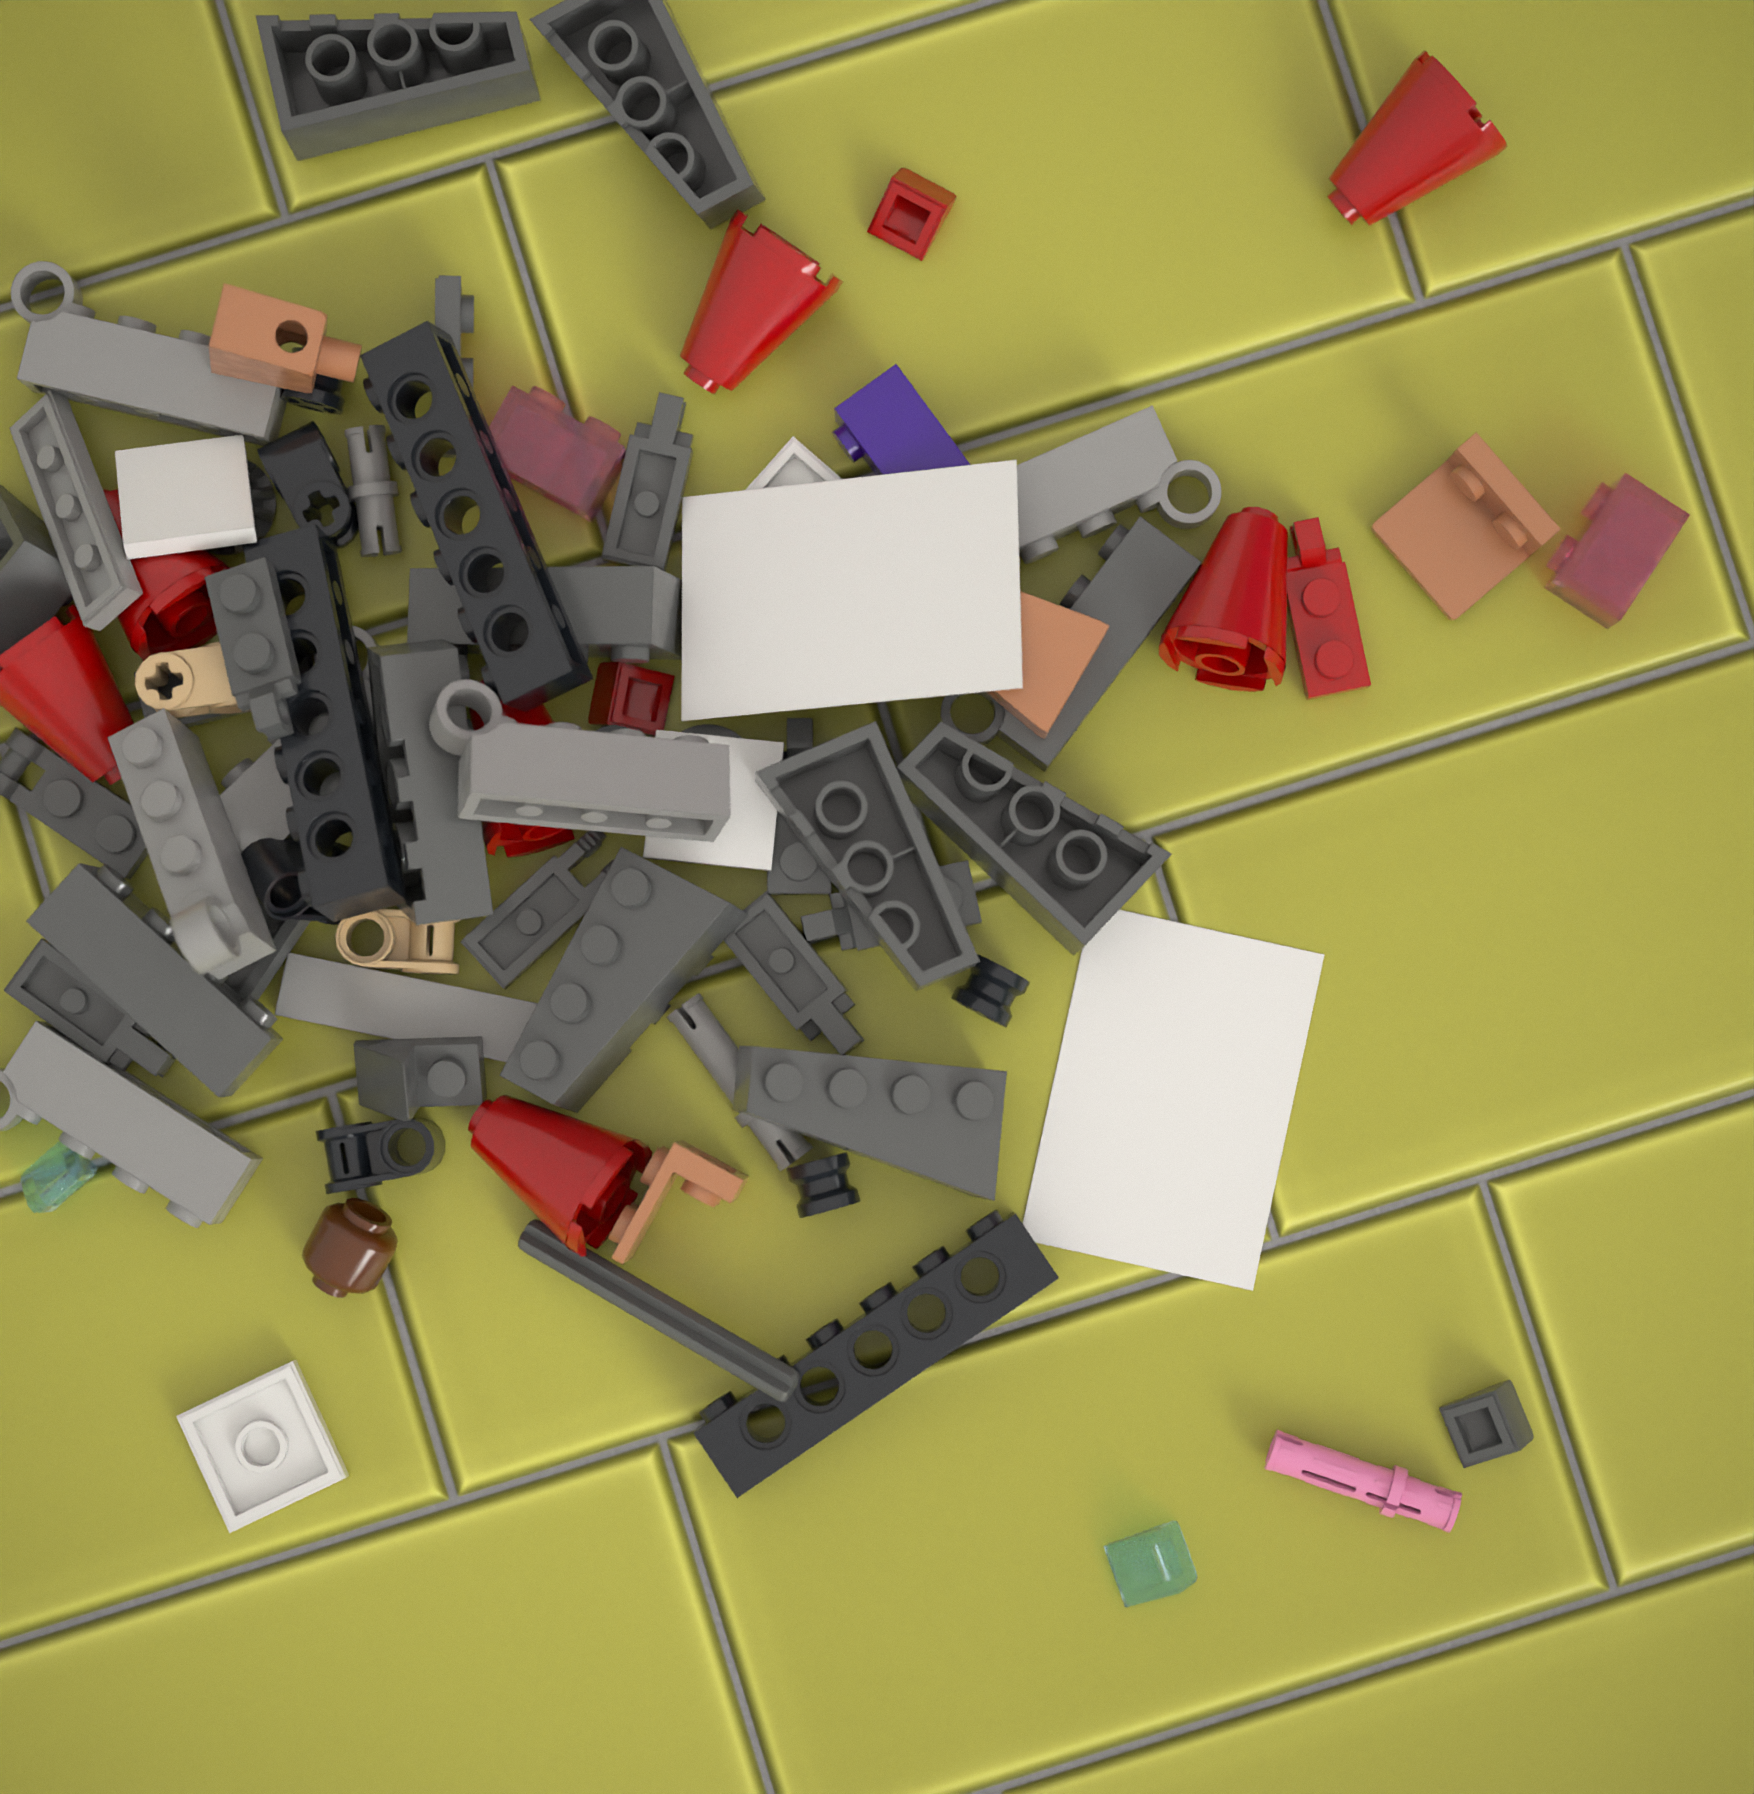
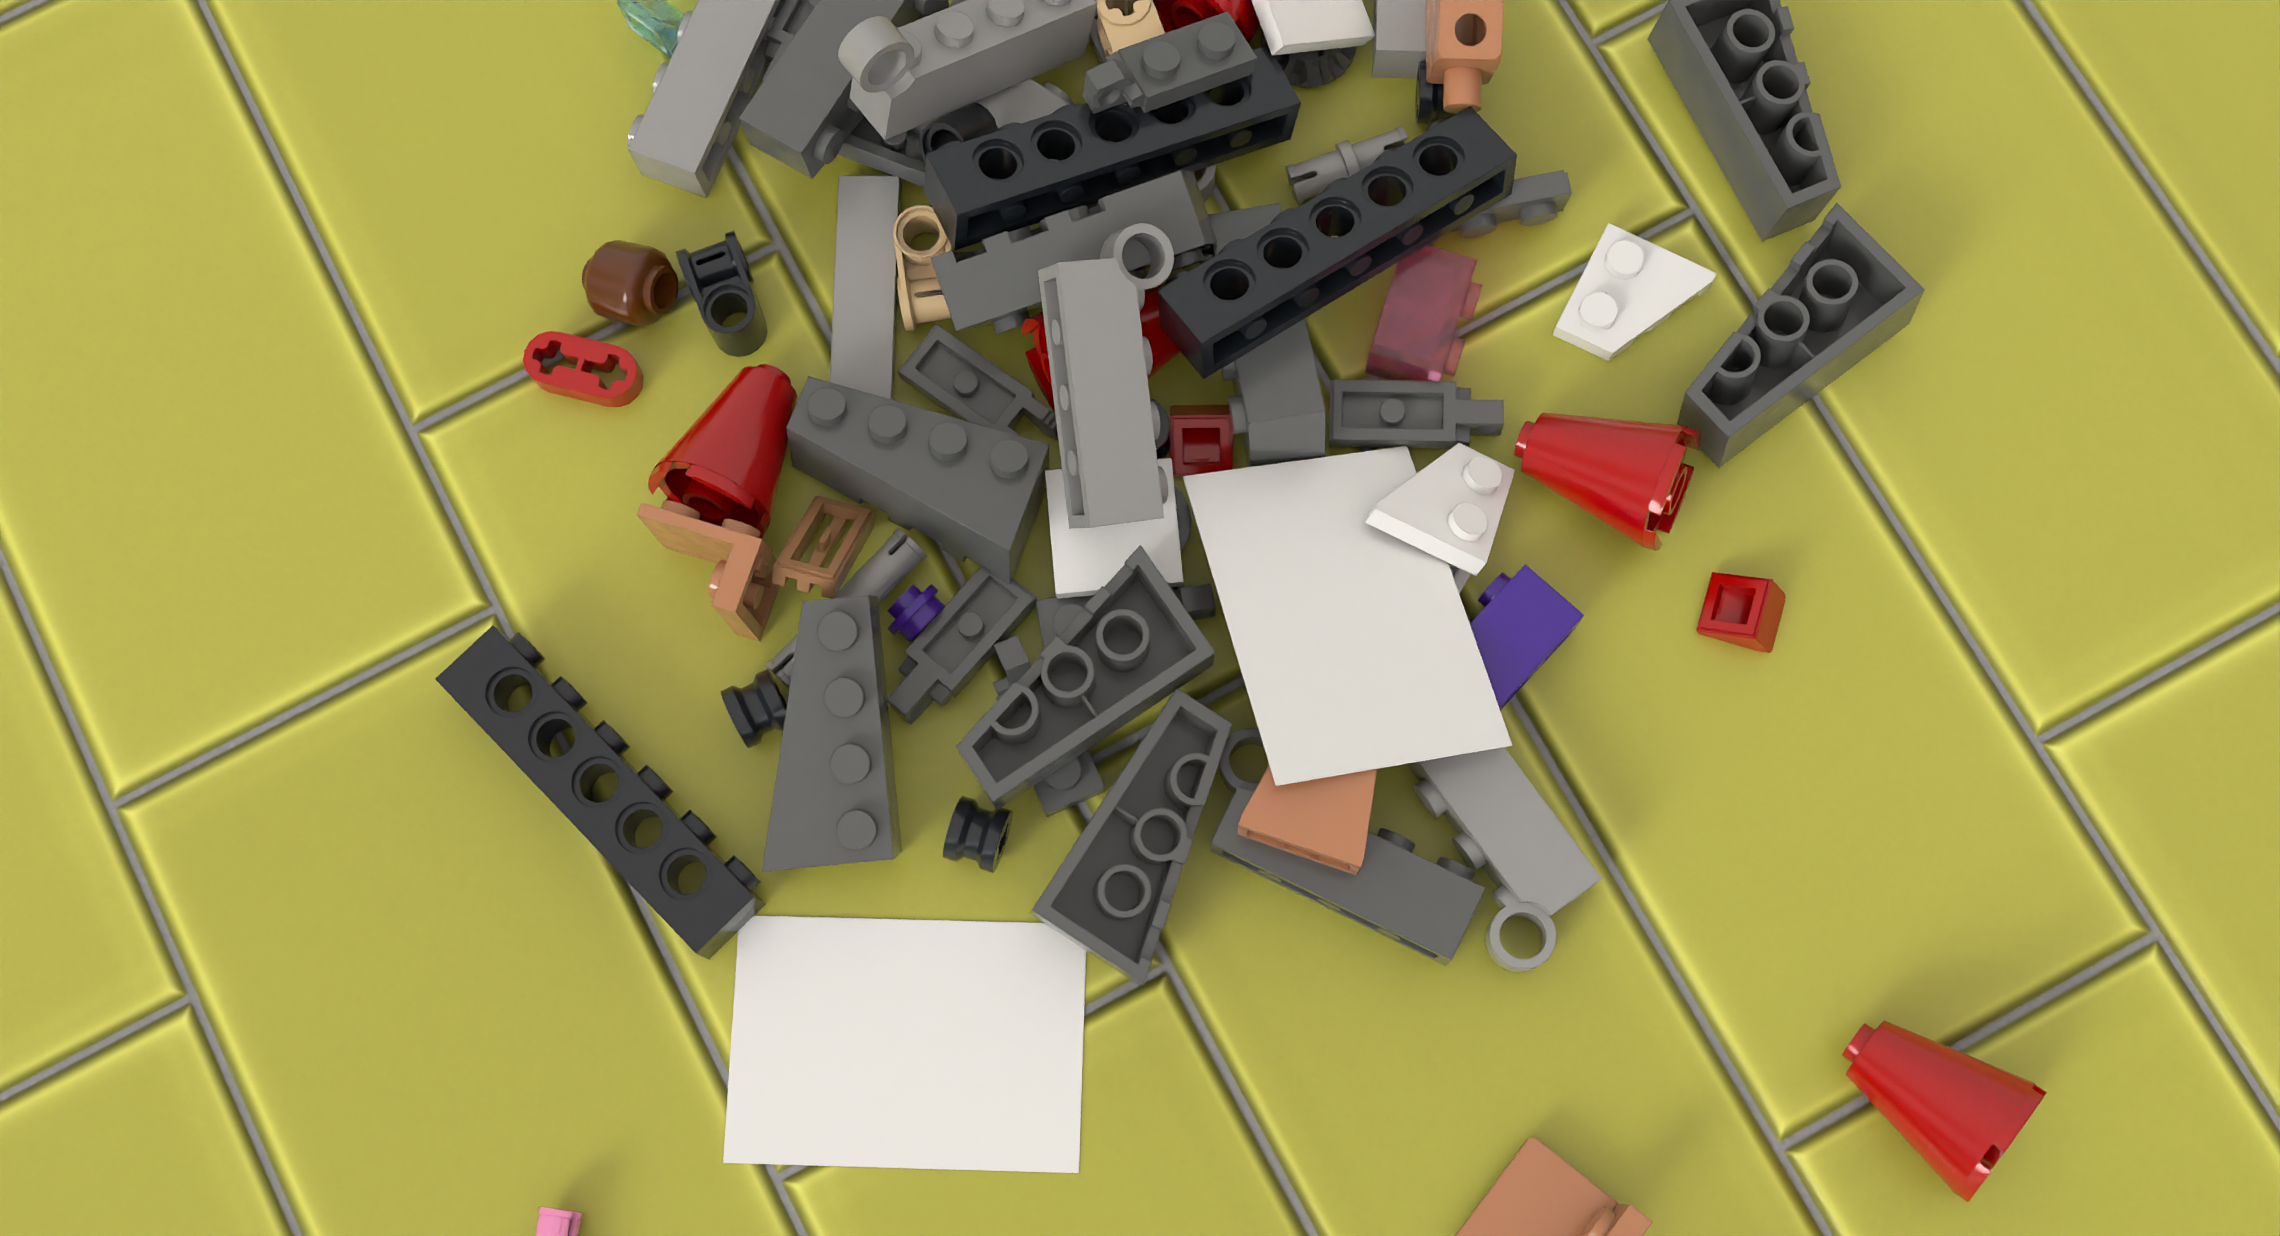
camera: 80 degrees right, 10 degrees down
(262, 1446) = (438, 248): white tile -> none
(309, 479) = (1347, 104): black piece -> none
(415, 1304) = (587, 356): none -> red beam
(419, 1072) = (804, 314): dark grey slope -> none
(565, 246) = (1627, 291): none -> white wing
(662, 1313) = (600, 588): dark grey axle -> none
(707, 1107) = (813, 572): none -> medium nougat tile
(755, 1014) = (914, 611): none -> dark purple plate
(760, 467) = (1449, 507): none -> white wing
(1151, 1564) = (431, 1110): clear light blue slope -> none
(1235, 607) = (1416, 1006): red cone -> none
(1323, 616) = (1427, 1103): red hinge -> none

